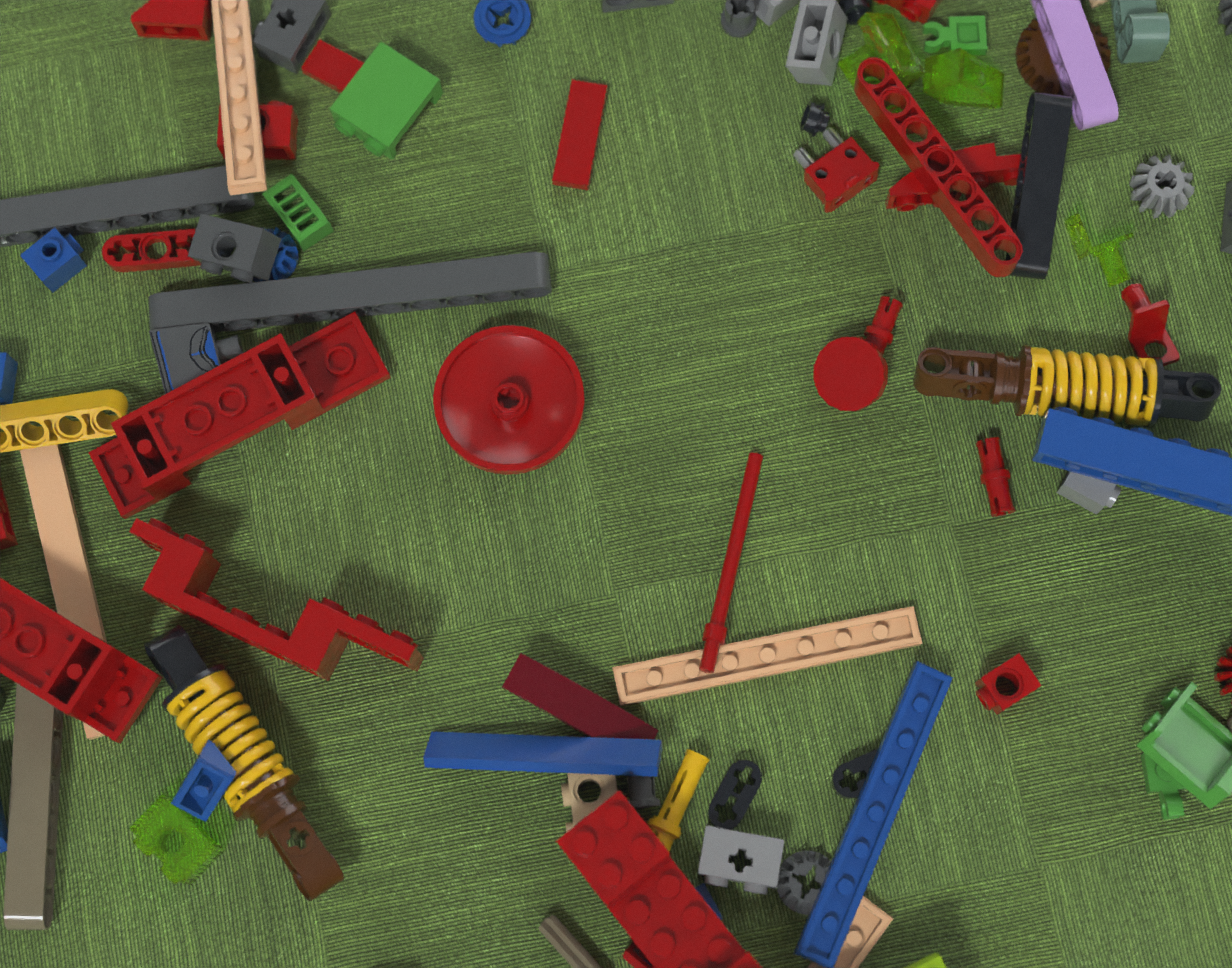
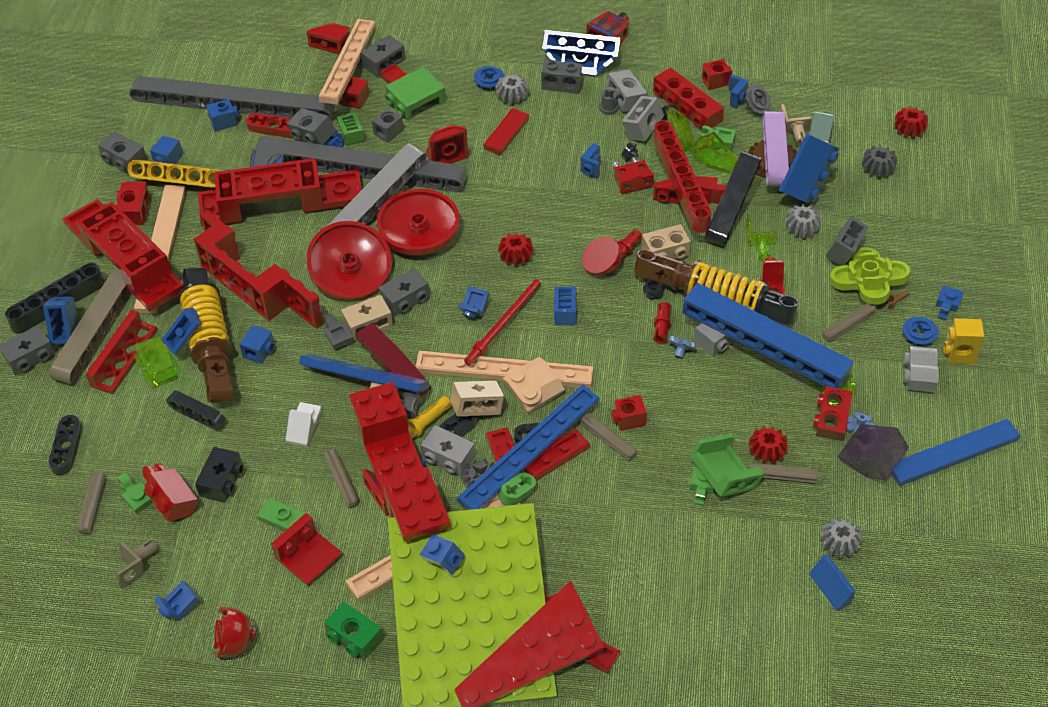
camera: 15 degrees right, 25 degrees down
(93, 838) = (114, 351): none -> red fence
(288, 914) = (196, 410): none -> black beam
(336, 745) = (257, 344): none -> blue brick
(368, 204) = (387, 125): none -> dark grey brick
(411, 374) = (383, 185): none -> light grey beam
(422, 525) = (348, 260): none -> red dish
(461, 678) = (337, 333): none -> dark grey plate
(477, 877) = (302, 424): none -> white slope
(495, 217) = (448, 145): none -> red slope
(519, 624) = (364, 313): none -> tan brick
(545, 534) = (404, 292): none -> dark grey brick
(556, 25) = (512, 89): none -> light grey gear
(669, 540) = (474, 302): none -> blue bracket
(709, 407) = (515, 249): none -> red gear
(752, 745) = (476, 398): none -> tan brick
(754, 163) = (590, 161): none -> blue bracket
(821, 817) = (499, 442): none -> red plate
(827, 511) = (565, 306): none -> blue slope
(831, 679) = (533, 384): none -> light nougat slope
(889, 899) = (513, 486): none -> bright green beam
(926, 786) = (558, 454): none -> red tile
(942, 306) = (667, 242): none -> tan brick
(955, 420) = (653, 289): none -> black plate
(988, 738) = (608, 436): none -> dark tan axle
(1045, 516) = (682, 346): none -> medium blue plant
(1155, 86) = (809, 169): none -> blue slope

